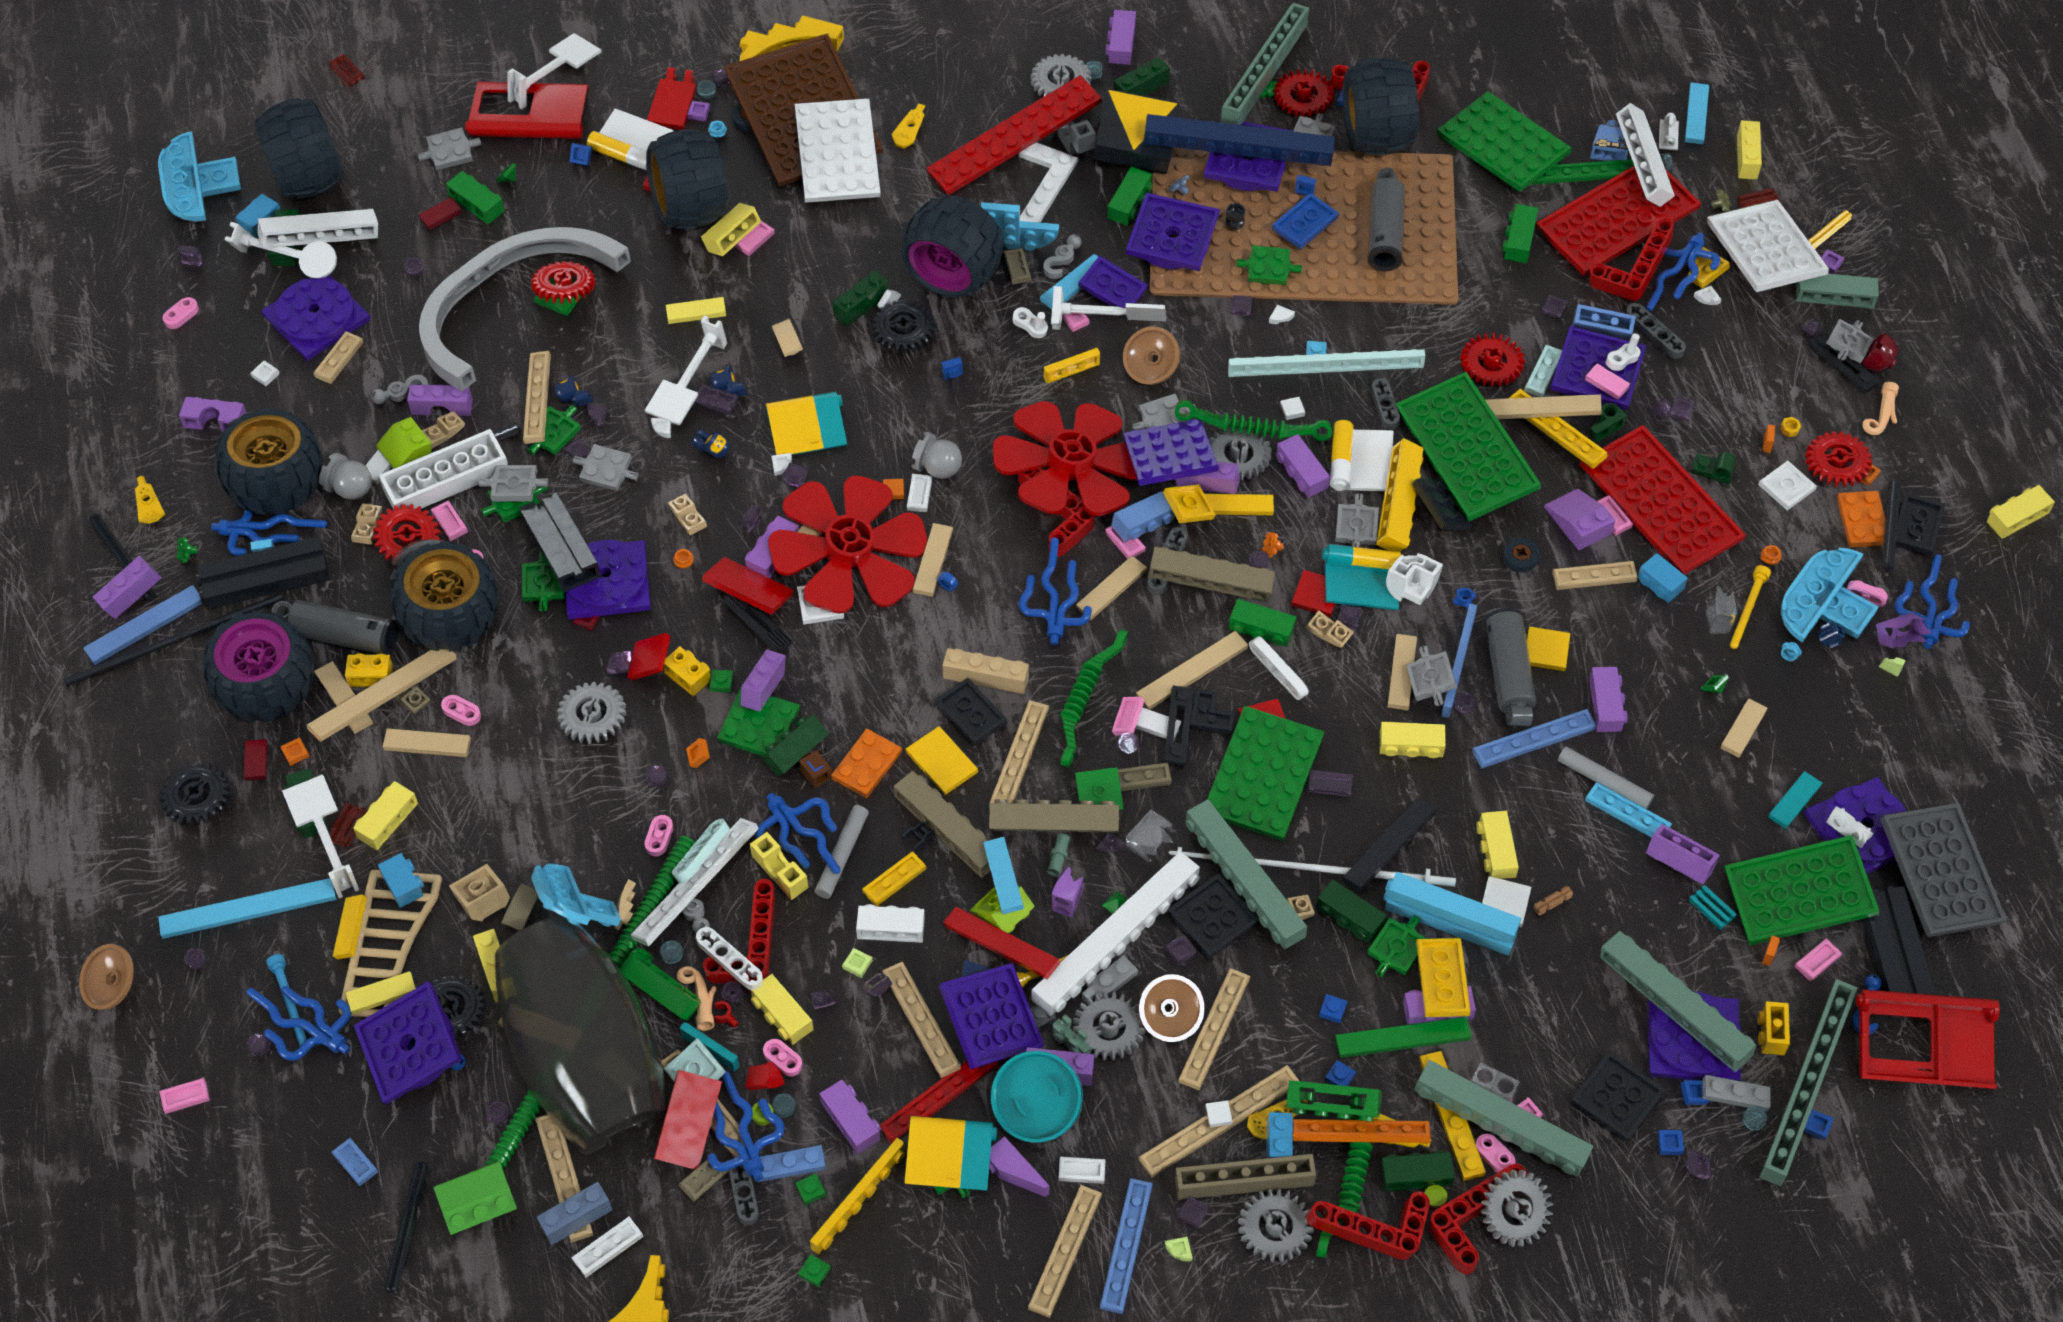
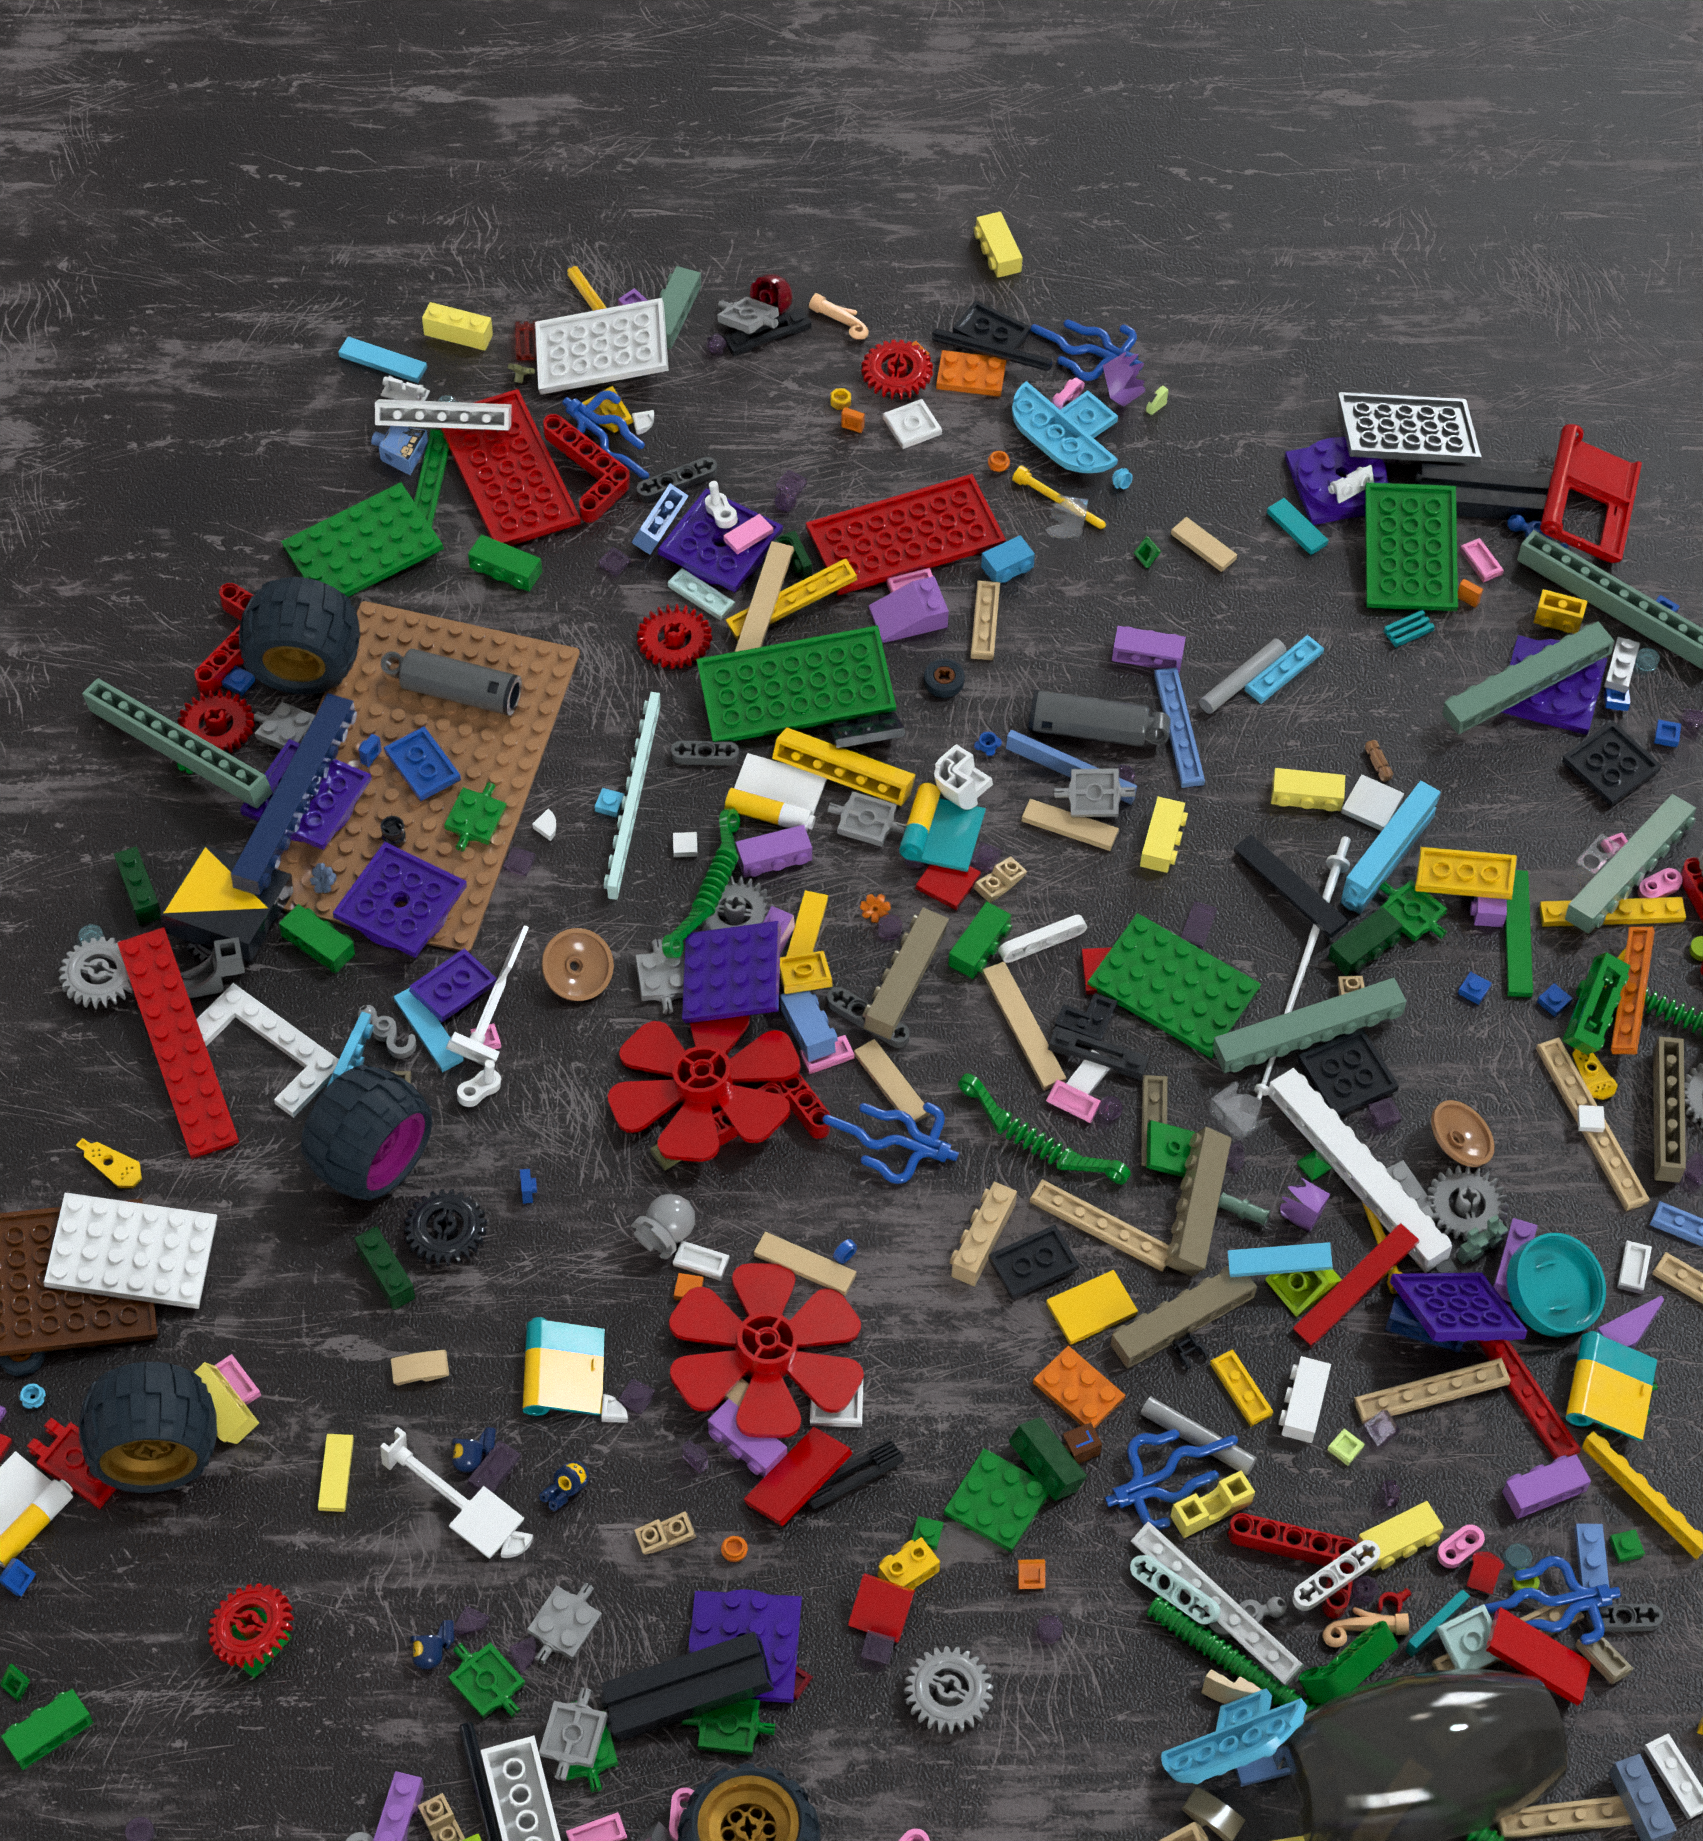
camera: 80 degrees left, 0 degrees up
(440, 213) = (55, 1784): dark red tile -> none
(488, 262) = (304, 1811): light grey arch -> none
(537, 397) = (429, 1690): tan tile -> none
(657, 836) = (1139, 1638): bright pink plate -> none
(671, 952) = (1301, 1648): clear light blue tile -> none
(763, 680) = (951, 1476): medium lavender brick -> none
(888, 297) = (390, 1233): white tile -> none
(1072, 365) = (561, 1055): yellow tile -> none
(1121, 37) = (53, 892): medium lavender brick -> none
(1214, 1029) = (1486, 1105): tan tile -> none
(1279, 1135) = (1628, 1068): dark azure brick -> none
(1416, 1171) = (1675, 955): dark green brick -> none
(1548, 648) = (1071, 680): yellow tile -> none
(1682, 854) = (1351, 632): medium lavender brick -> none
(1715, 469) = (878, 474): dark green plate -> none
(1831, 634) = (1113, 438): dark blue gear -> none

